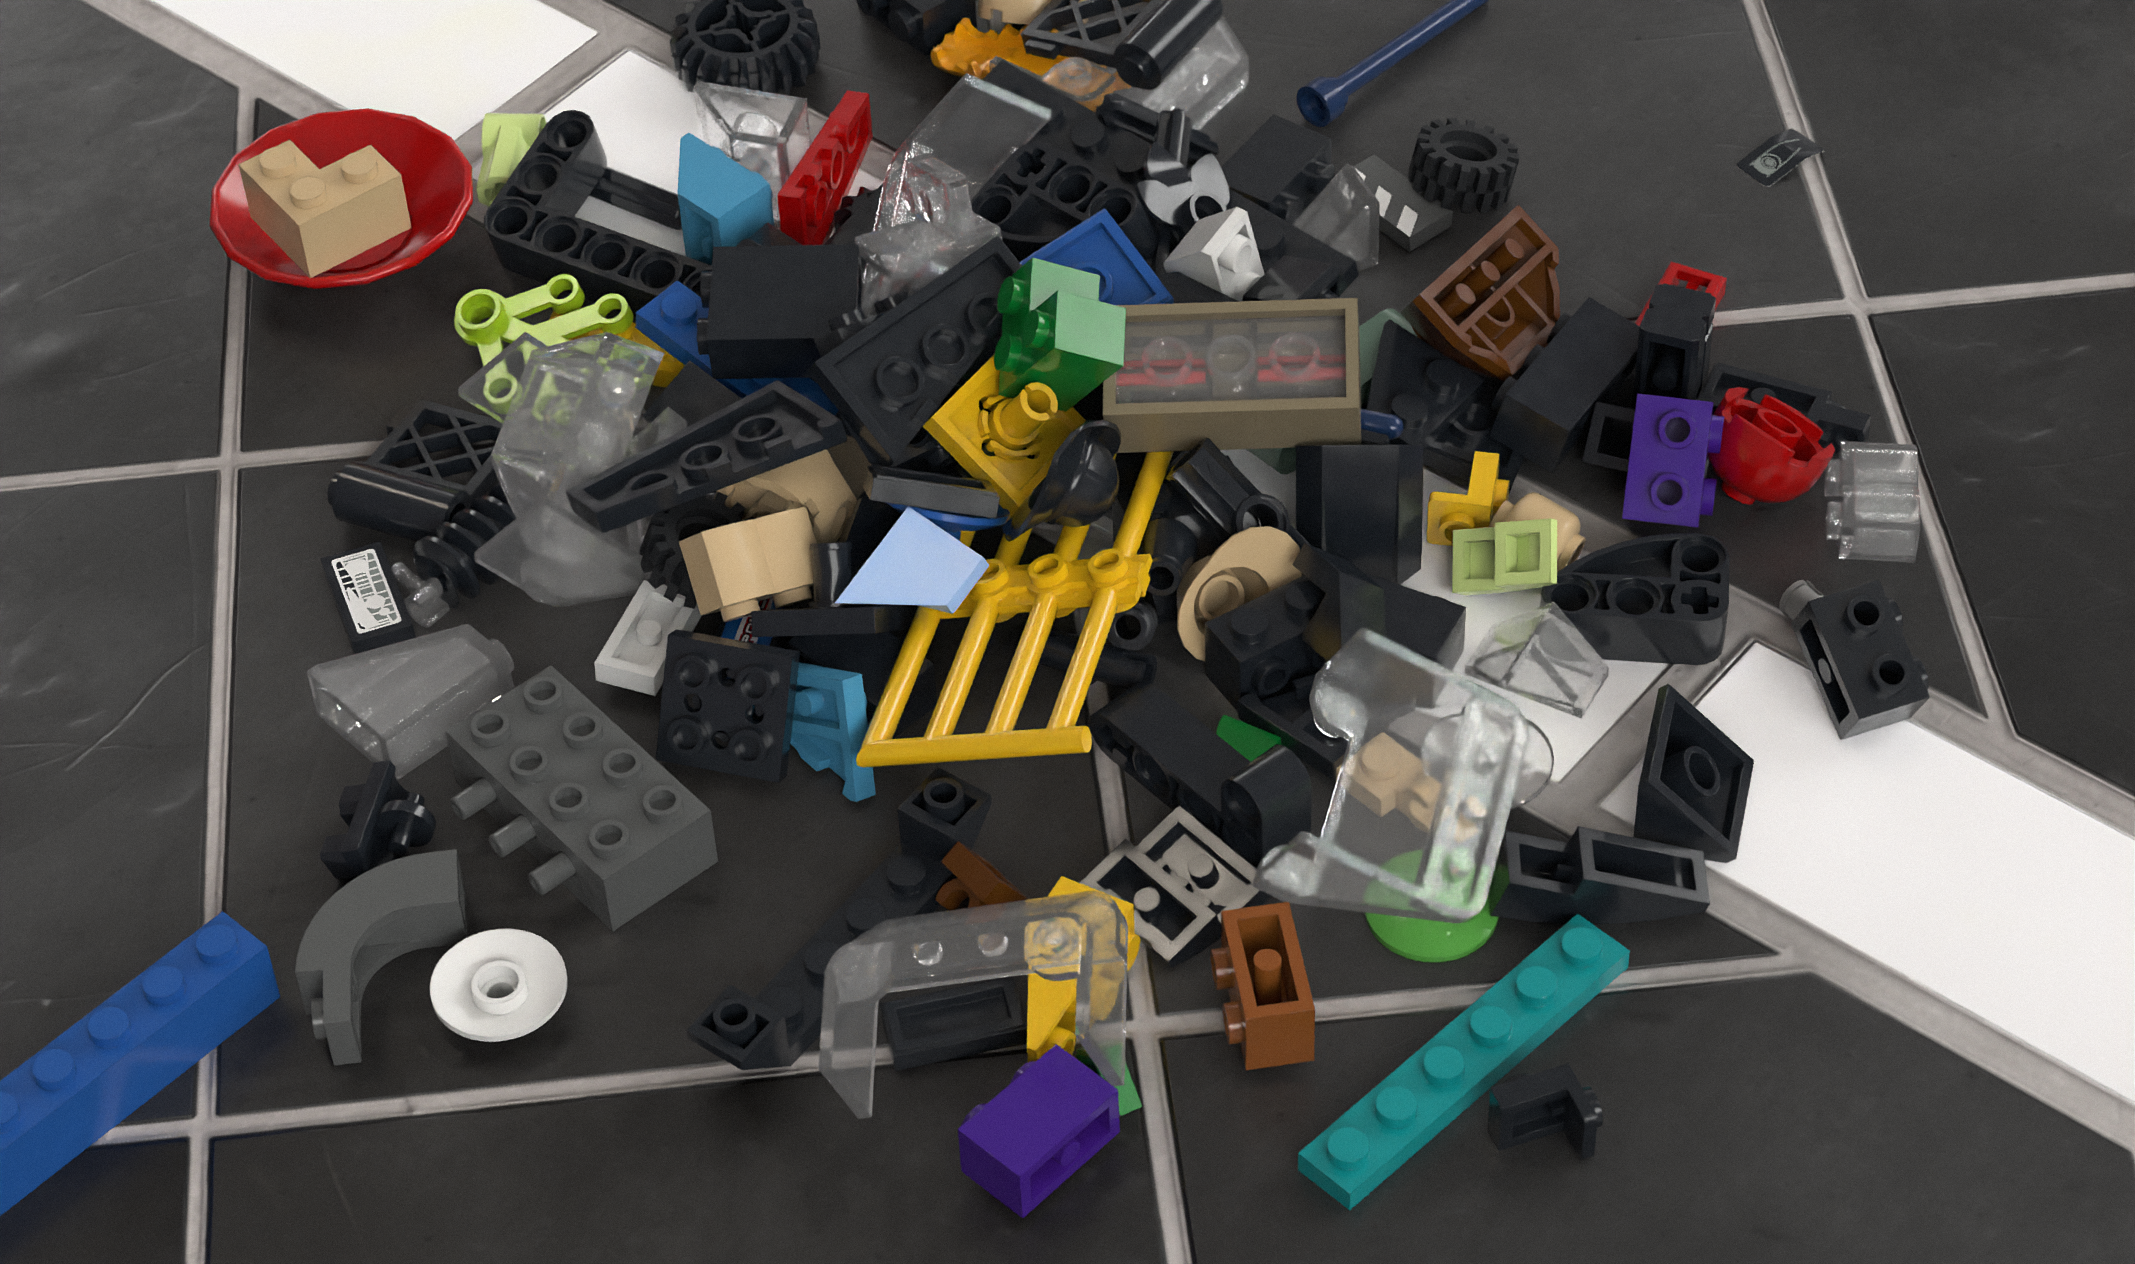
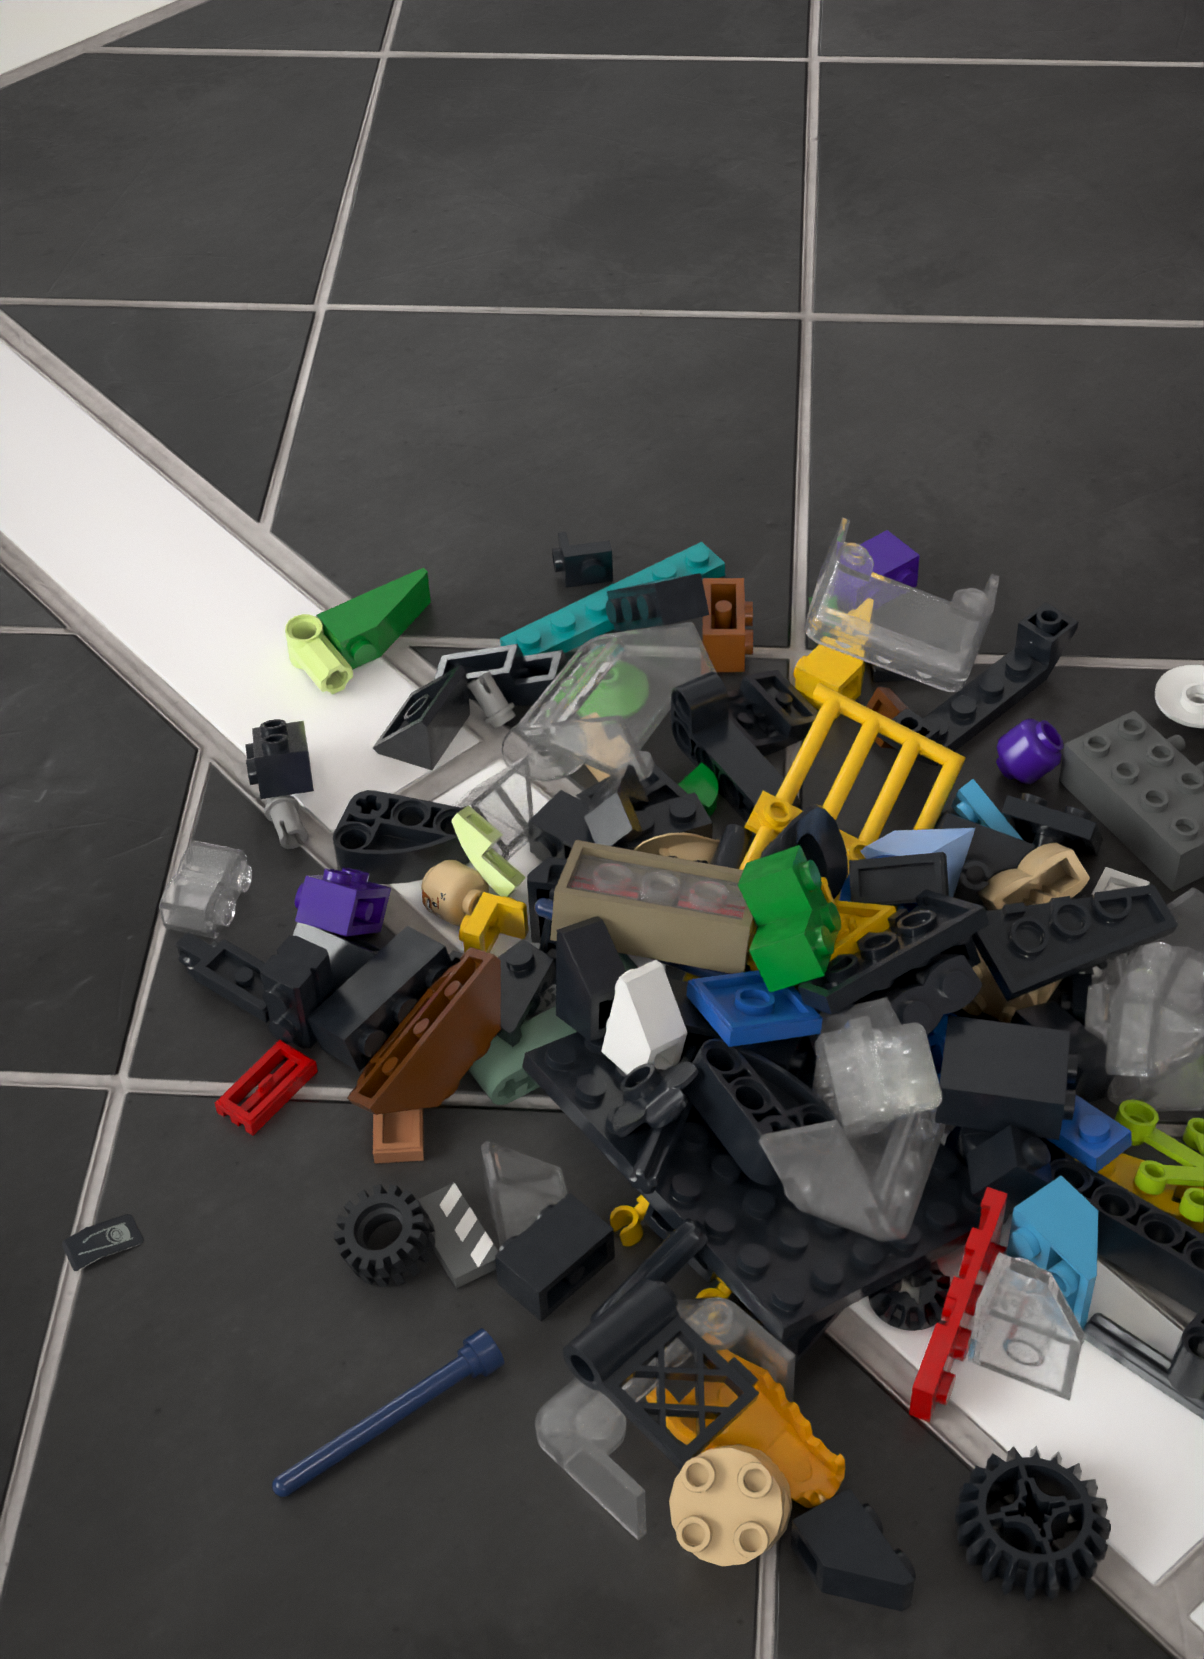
camera: 170 degrees left, 0 degrees up
(762, 835) = (1029, 751): none -> dark purple head
(1379, 947) = (657, 603): none -> black brick
(1608, 813) = (491, 700): none -> light grey pin
(1767, 450) = (260, 910): red cylinder -> none
(1859, 929) = (373, 621): none -> green slope
(1923, 876) = (316, 654): none -> yellowish green piece

